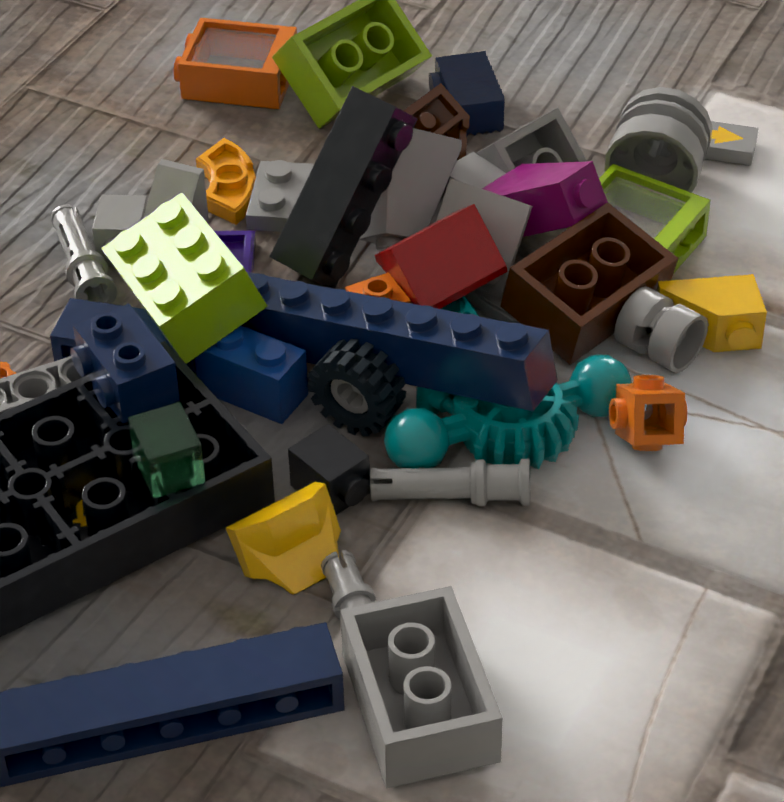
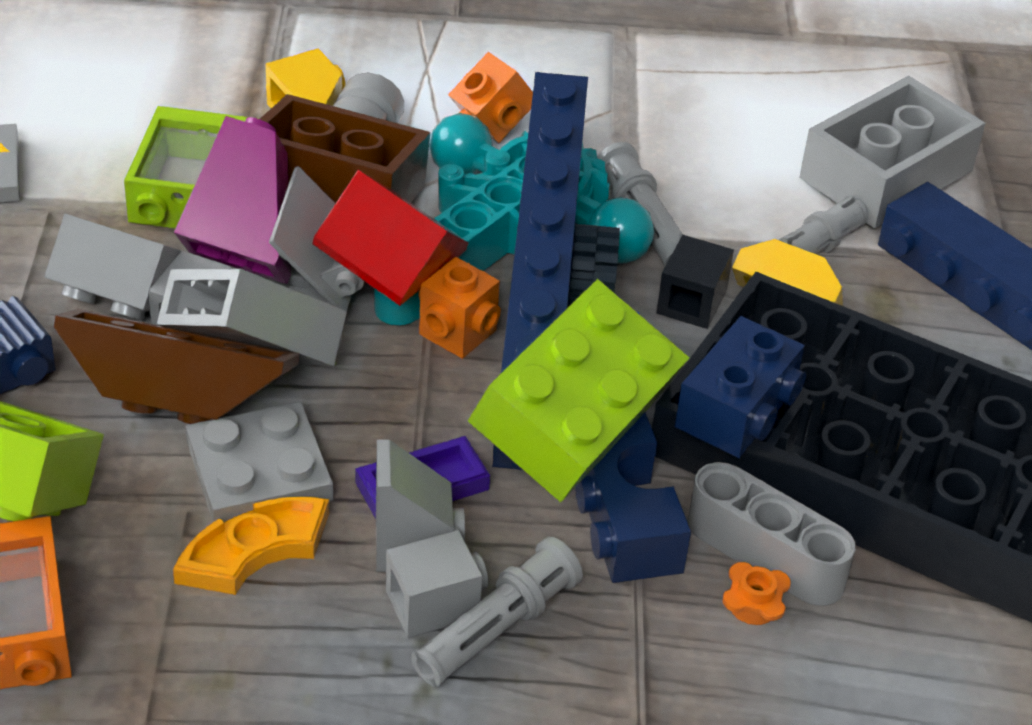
camera: 120 degrees left, 0 degrees up
(167, 450) = (830, 311): clear green brick -> none
(344, 188) = (327, 323): black brick -> none
(662, 137) = (74, 155): light grey wheel -> none

